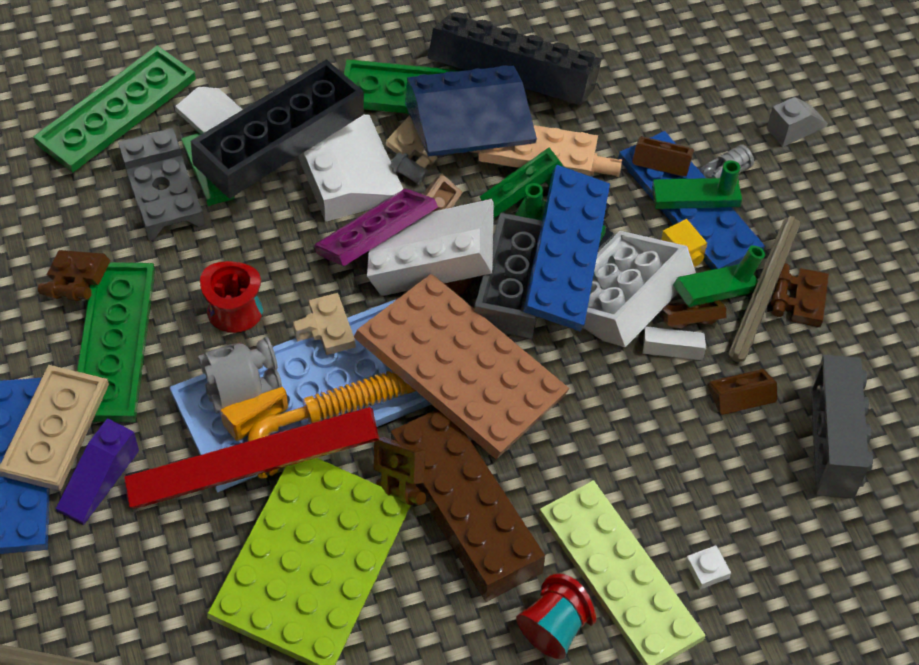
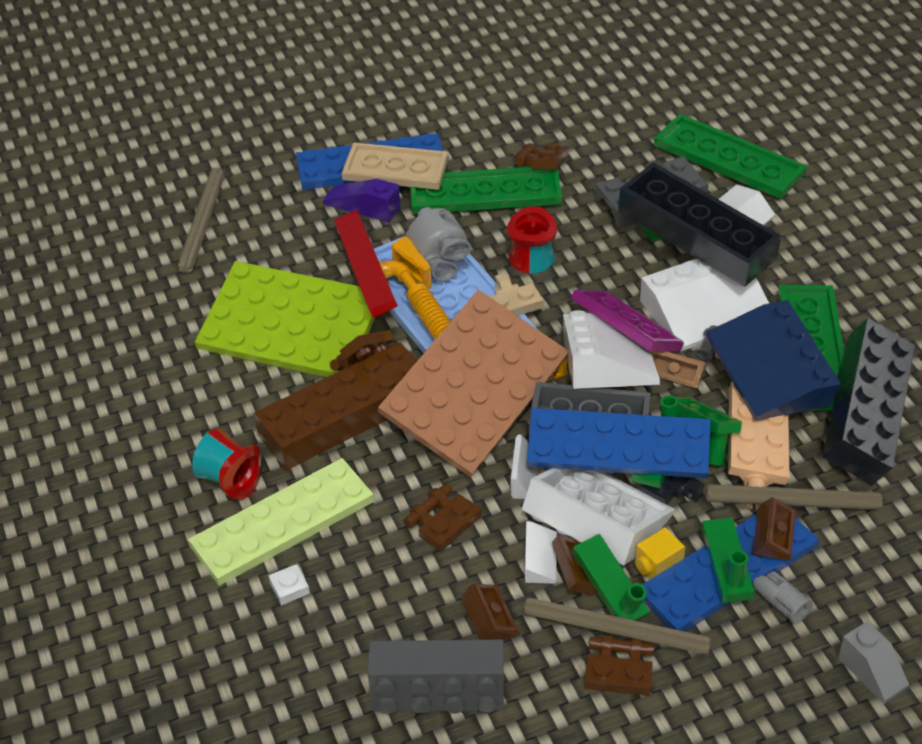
camera: 90 degrees right, 10 degrees down
(566, 346) = (521, 473): none -> white slope
(623, 138) = (794, 497): none -> dark tan axle
(628, 415) = (448, 523): none -> reddish brown plate

